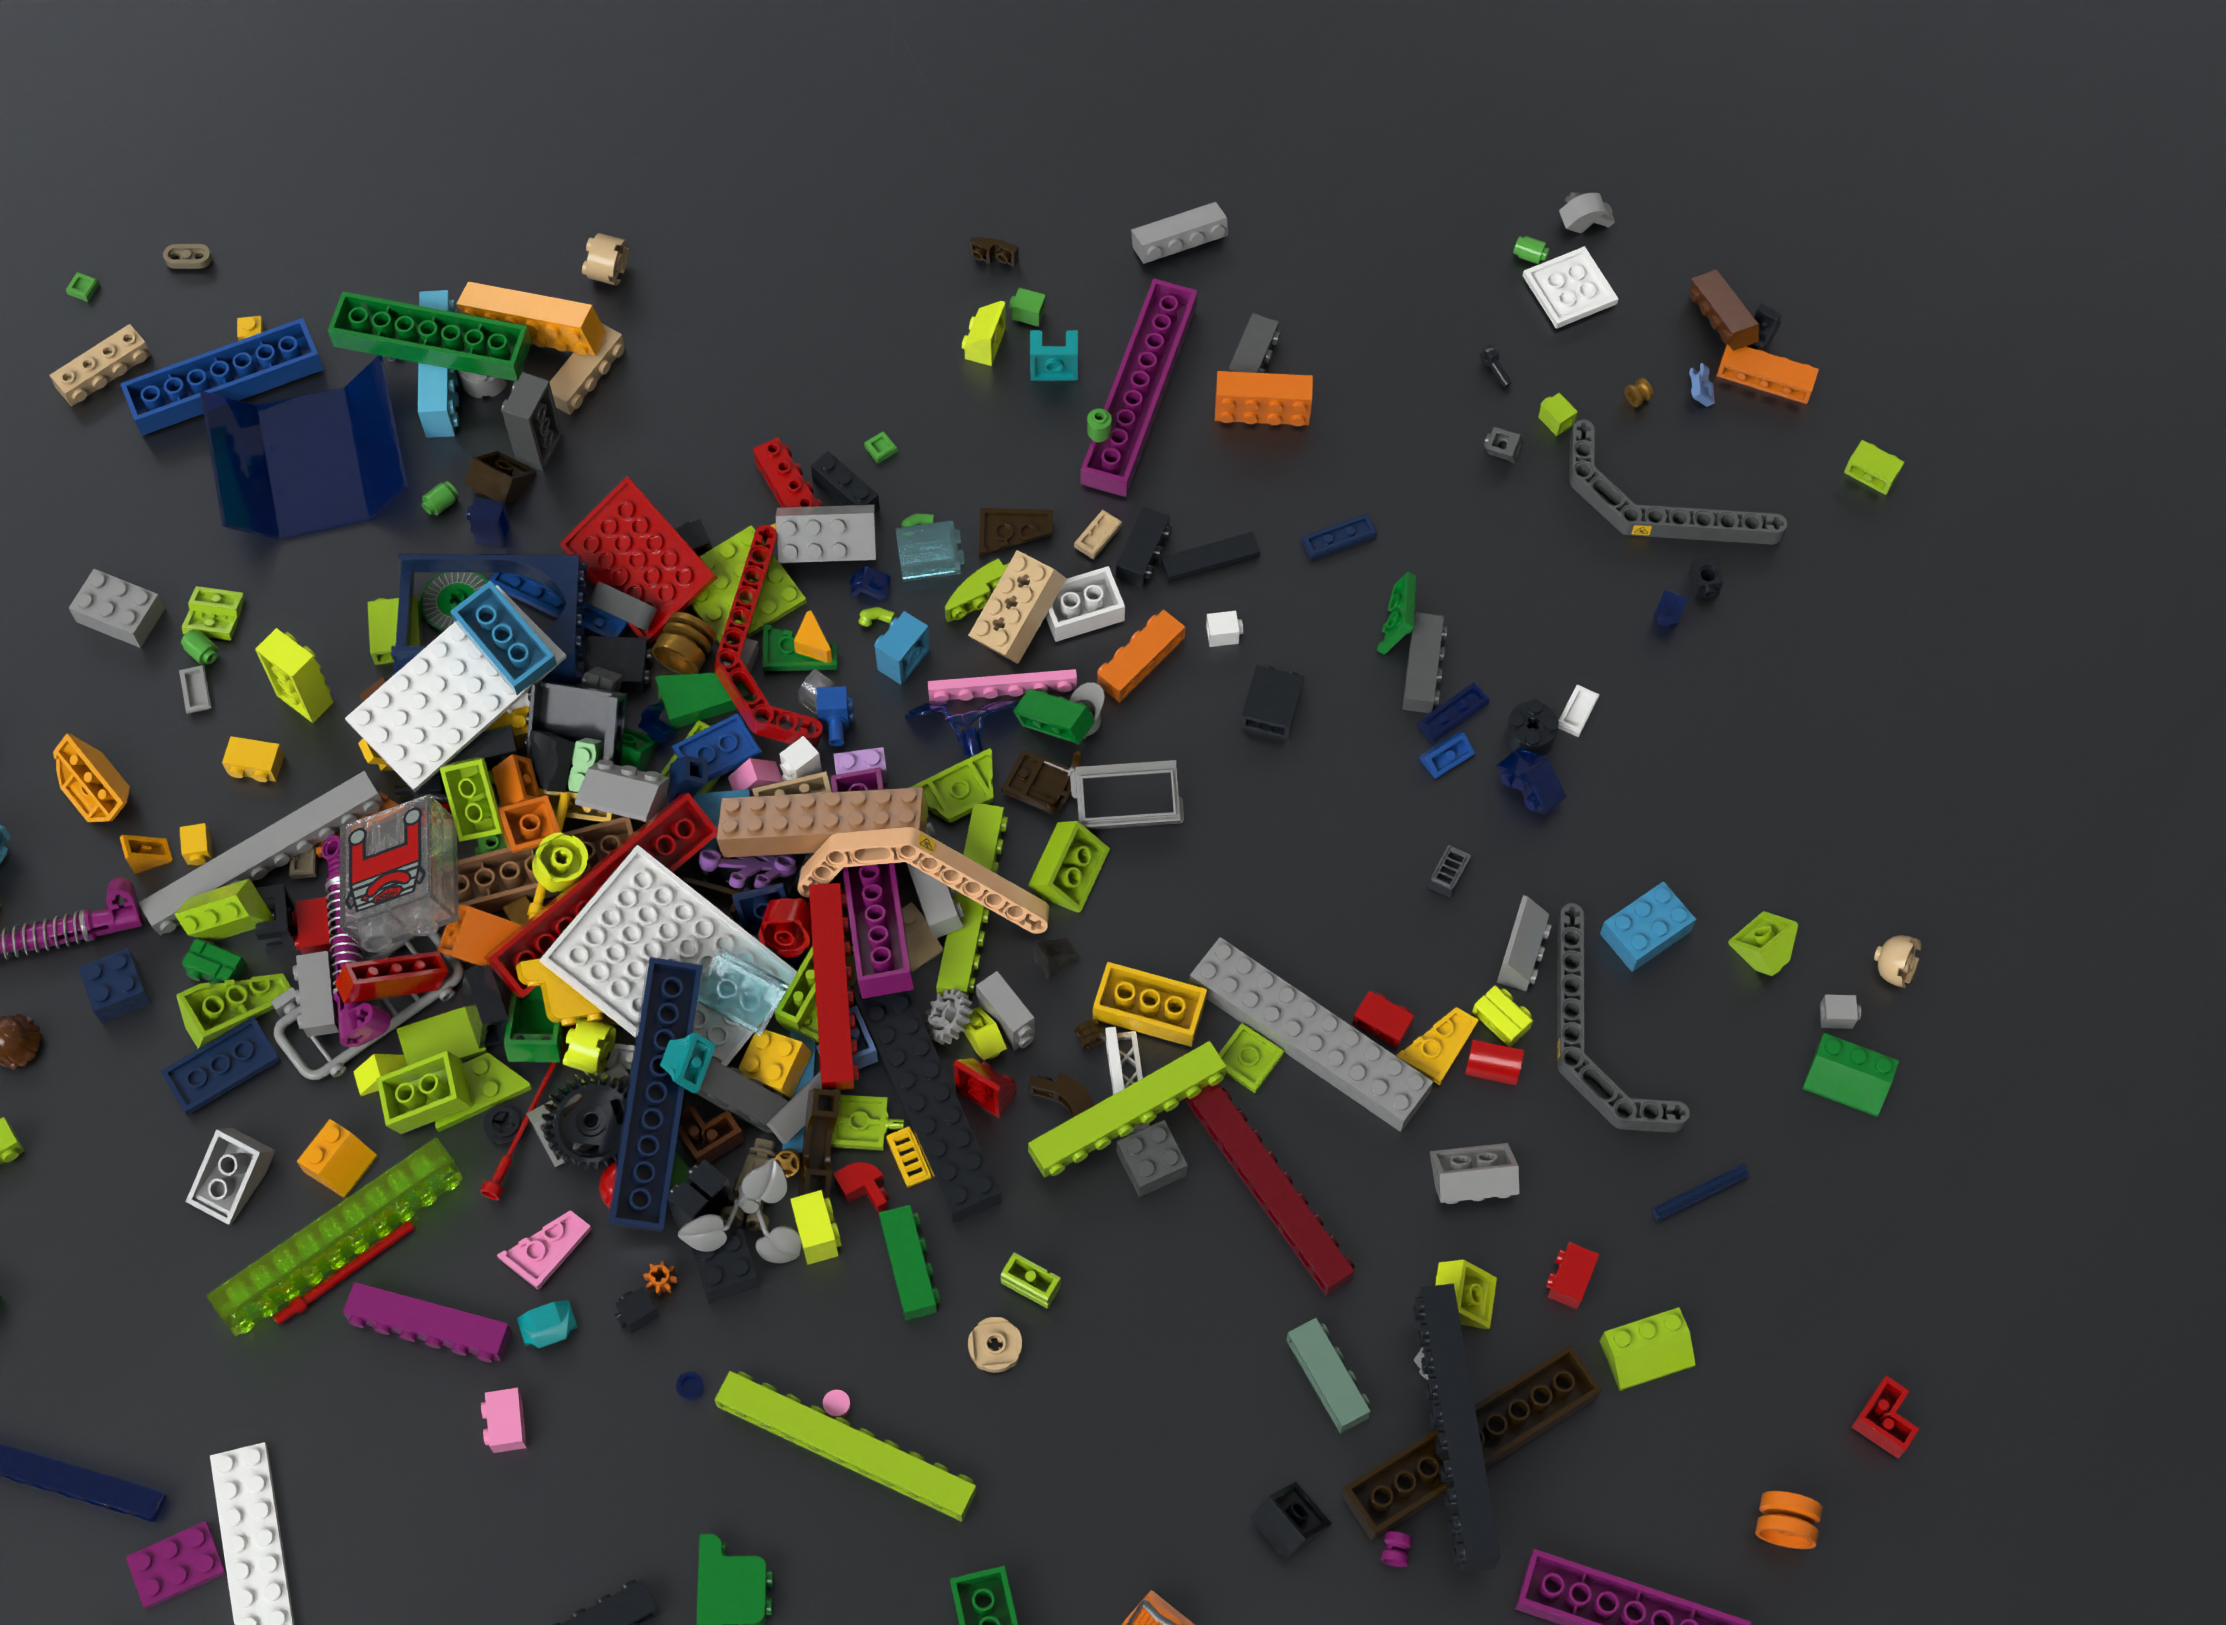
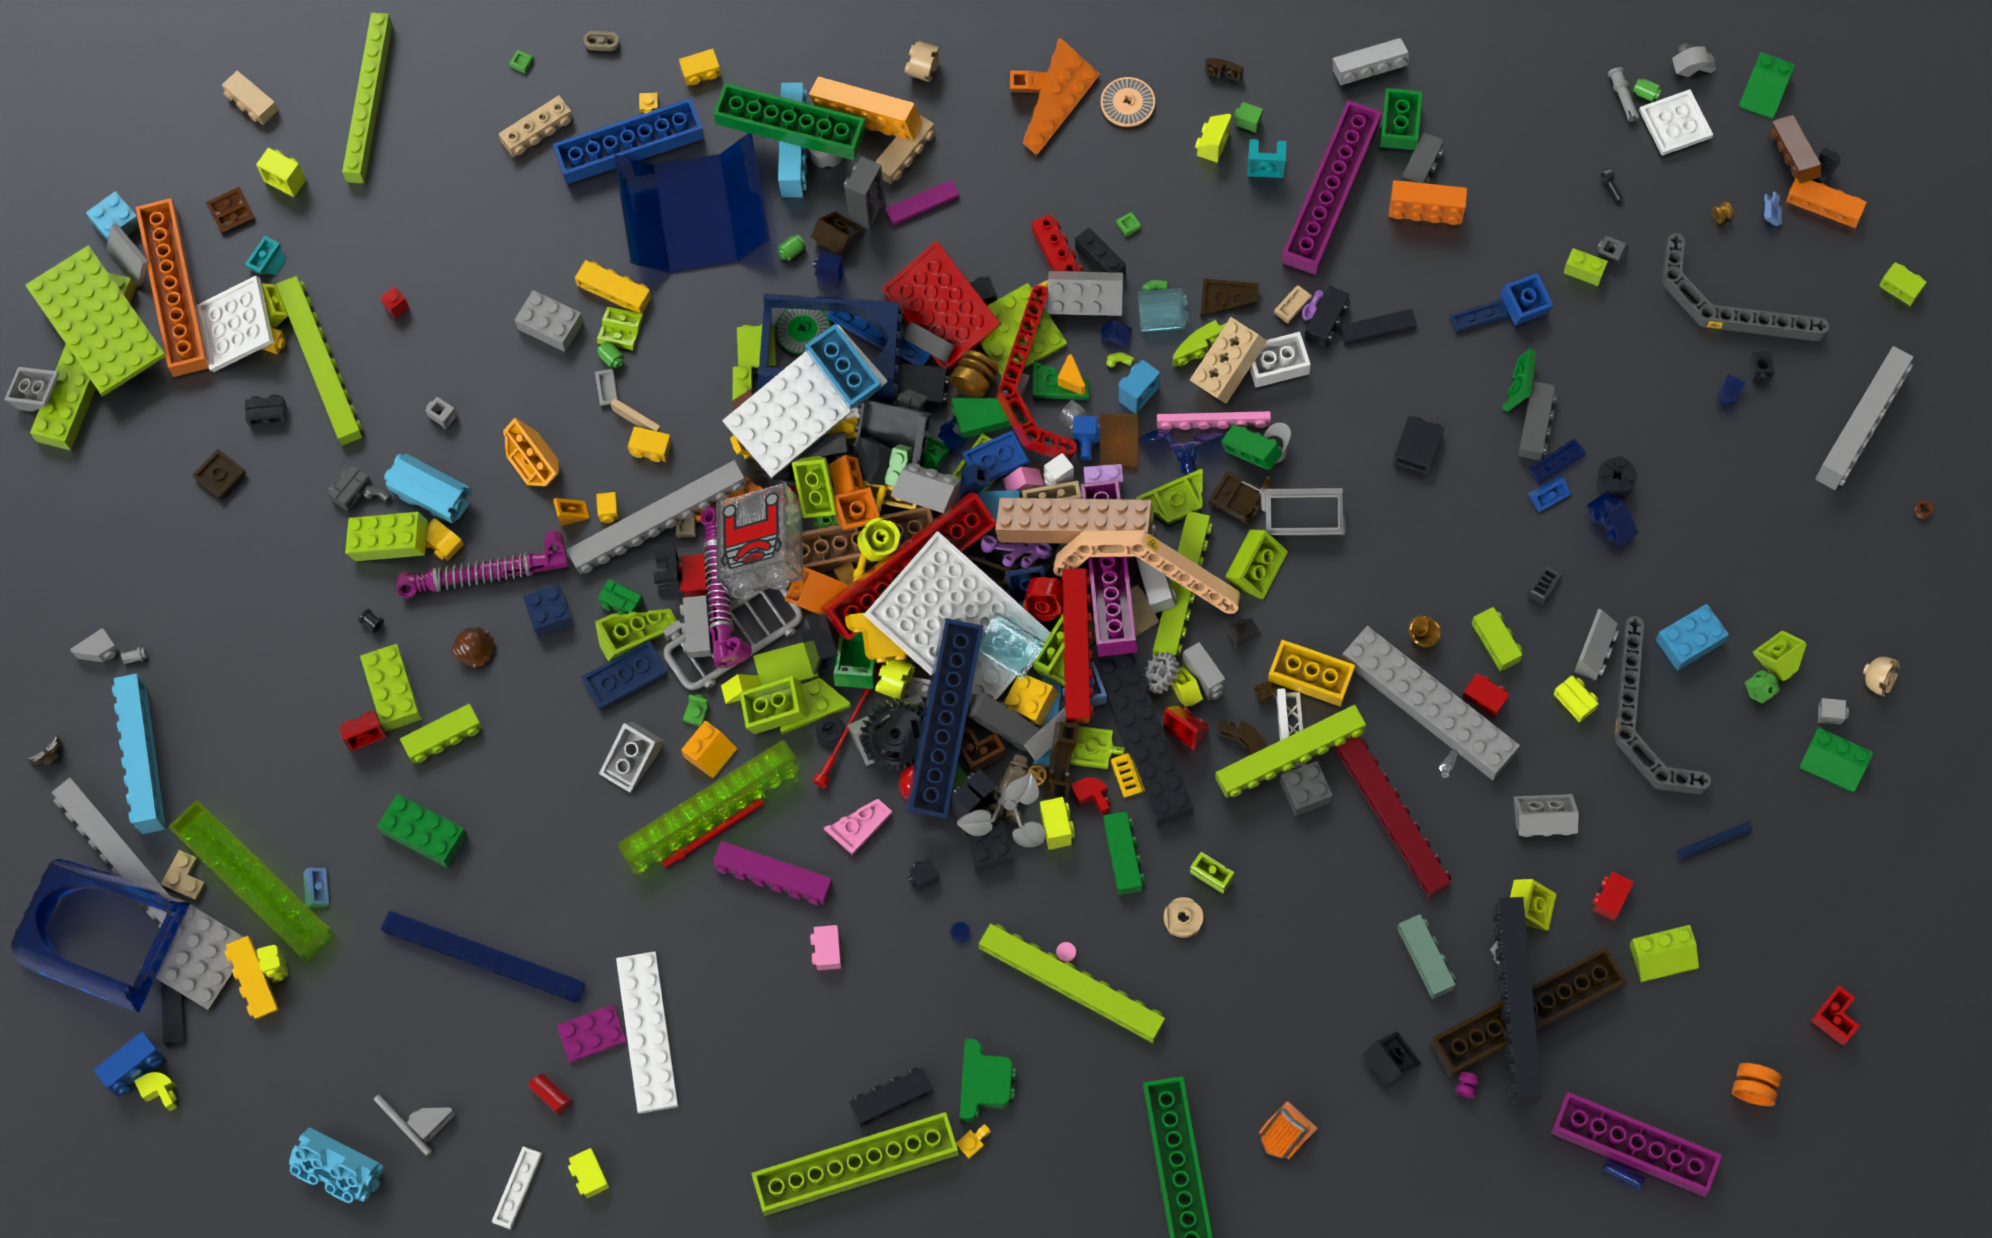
camera: 10 degrees right, 5 degrees up
(203, 560) = (613, 287): none -> yellow brick
(223, 912) = (630, 561): lime slope -> none
(231, 724) = (634, 416): none -> tan tile
(295, 674) = (684, 383): neon yellow brick -> none
(316, 281) = (700, 67): none -> yellow brick
(319, 1106) = (696, 710): none -> bright green bracket
(375, 666) = (742, 380): none -> lime brick
(391, 977) = (752, 618): red brick -> none
(547, 1324) = (858, 880): teal slope -> none
(610, 434) = (922, 202): none -> magenta tile
(655, 1273) = (945, 857): orange gear -> none
(688, 1060) = (970, 696): teal slope -> none
(752, 278) = (1026, 81): none -> orange slope
(786, 286) = (1061, 90): none -> orange wing
(875, 282) = (1126, 114): none -> piece
(880, 718) = (1119, 440): none -> clear orange tile
(1099, 425) = (1299, 219): bright green brick -> none
(1120, 539) = (1309, 309): none -> medium lavender piece
(1140, 655) = (1320, 402): orange brick -> none
(1223, 299) = (1401, 119): none -> green brick
(1223, 628) = (1385, 385): white brick -> none
(1250, 1057) = (1383, 717): lime tile -> none
(1296, 940) = (1424, 631): none -> pearl gold hair
(1339, 1113) = (1448, 763): none -> clear bar
(1393, 944) = (1497, 638): none -> lime brick
(1398, 511) = (1526, 299): none -> blue brick
(1439, 1047) = (1527, 718): yellow wing -> none
(1470, 467) = (1585, 267): none -> lime brick
(1494, 1062) = (1567, 733): red brick -> none
(1498, 248) = (1621, 86): none -> light grey pin
(1557, 414) = (1657, 226): lime brick -> none
(1578, 710) = (1653, 465): white tile -> none
(1680, 237) = (1766, 85): none -> green slope
(1745, 984) = (1762, 686): none -> bright green brick
(1844, 635) = (1865, 419): none -> light grey brick
(1927, 753) = (1921, 515): none -> reddish brown bush

